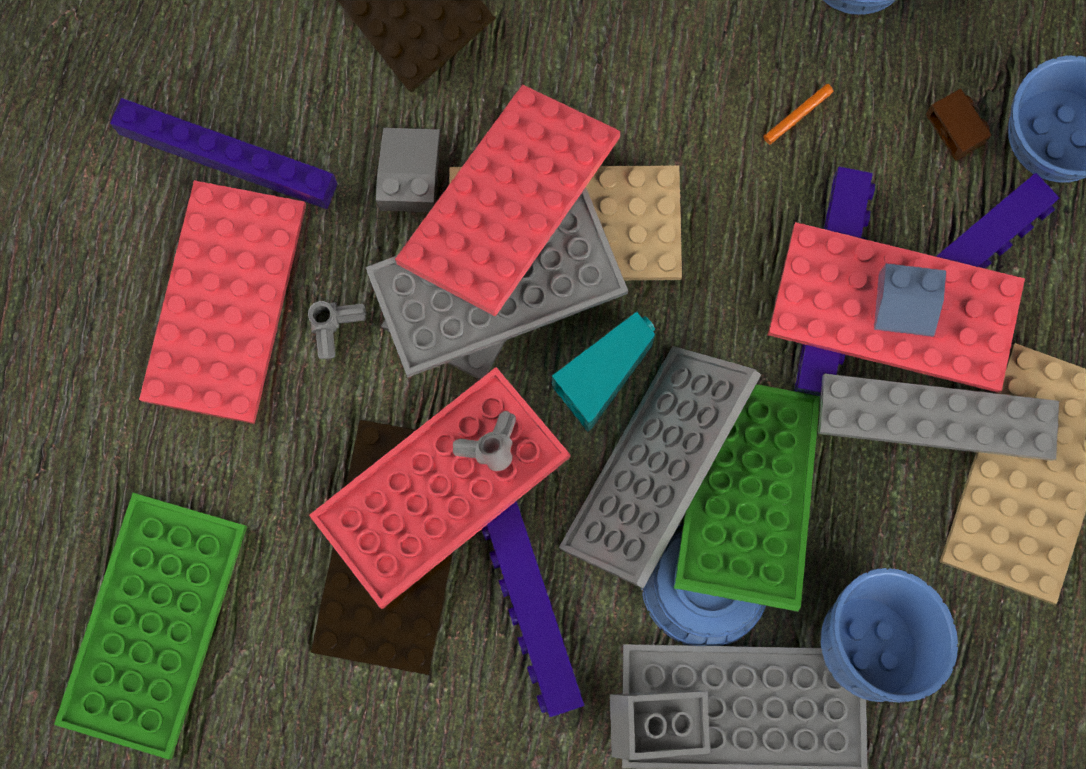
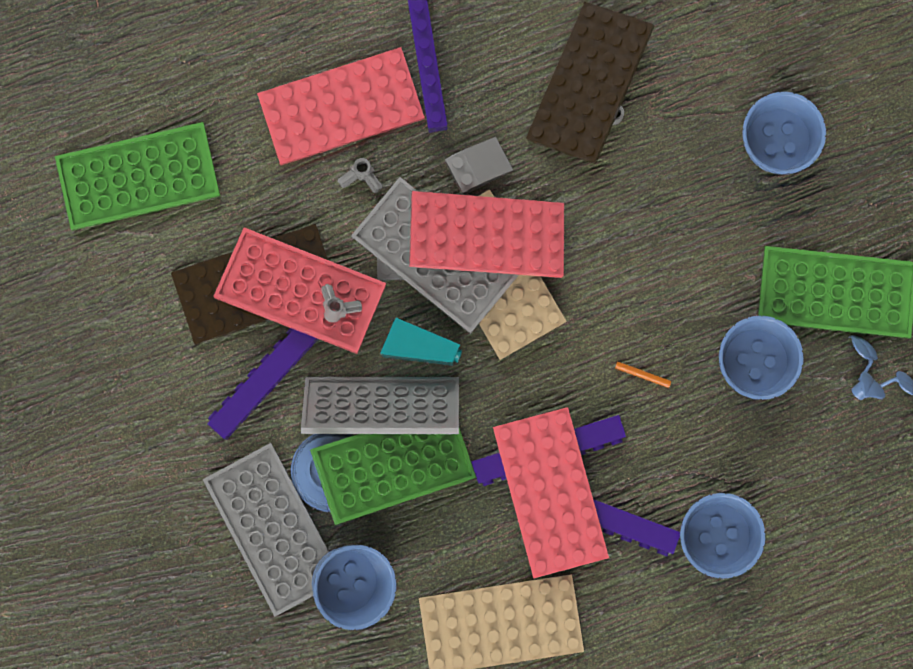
camera: 60 degrees right, 5 degrees up
(659, 724) = (236, 486): light grey slope -> none
(909, 299) = (553, 496): sand blue slope -> none
(938, 417) = (499, 551): light grey plate -> none
(958, 124) = (689, 472): reddish brown brick -> none

